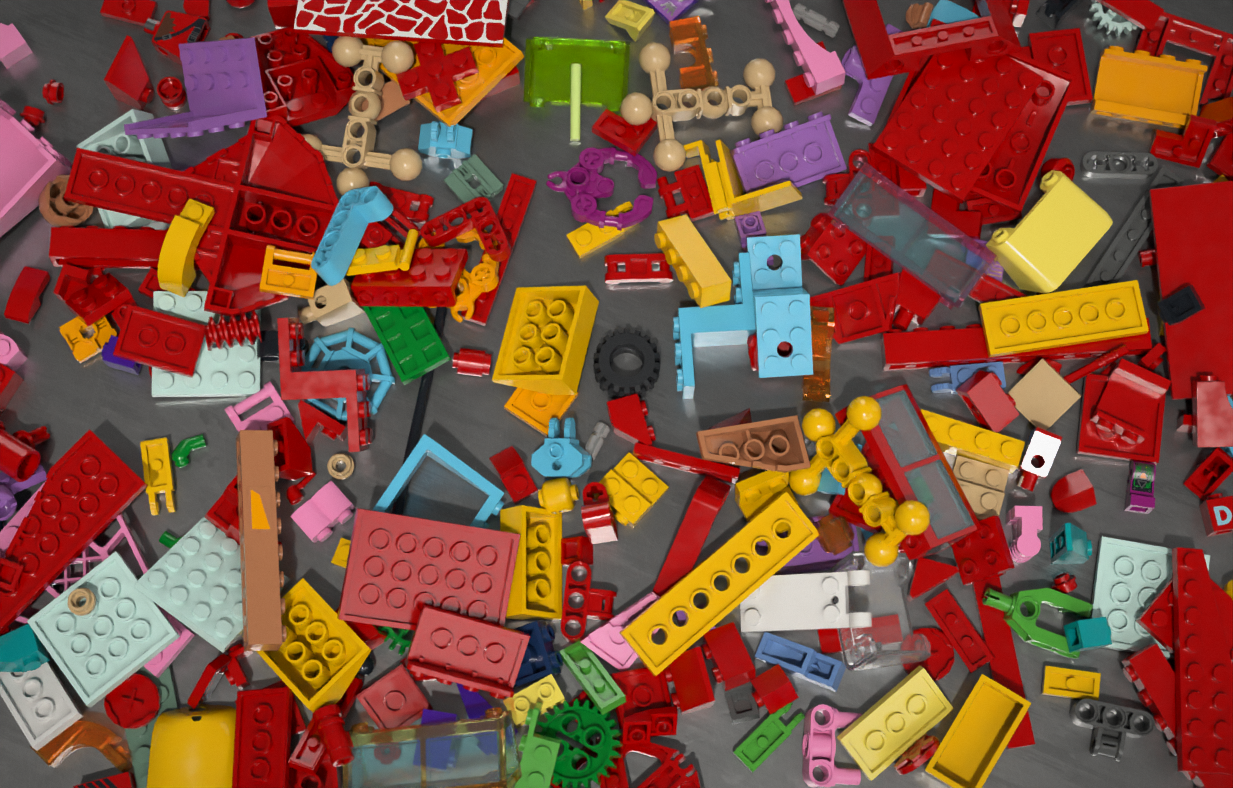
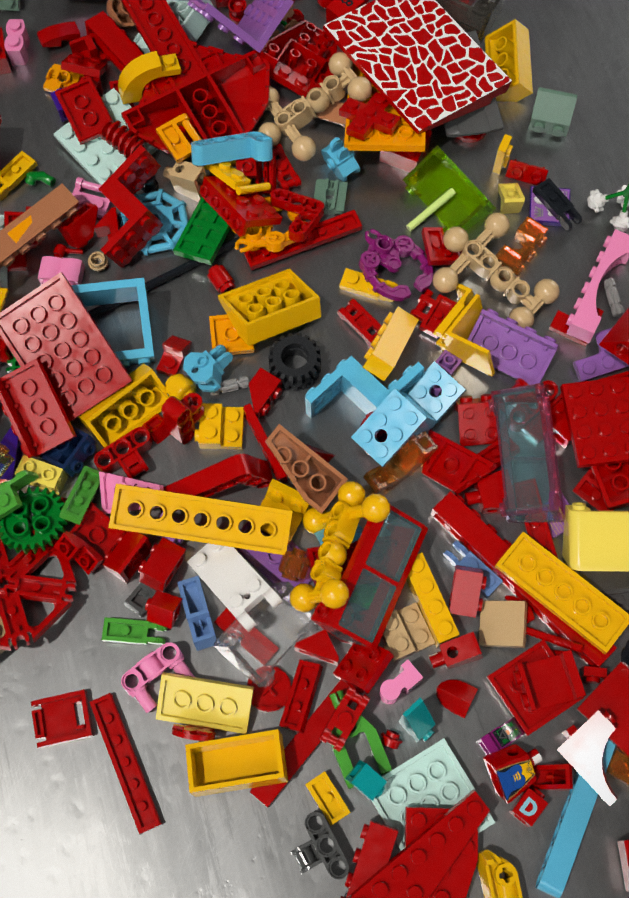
camera: 50 degrees right, 5 degrees down
(948, 208) = (569, 482): red tile -> none
(1019, 607) = (344, 718): none -> red plate
(1179, 502) = (512, 770): none -> torso

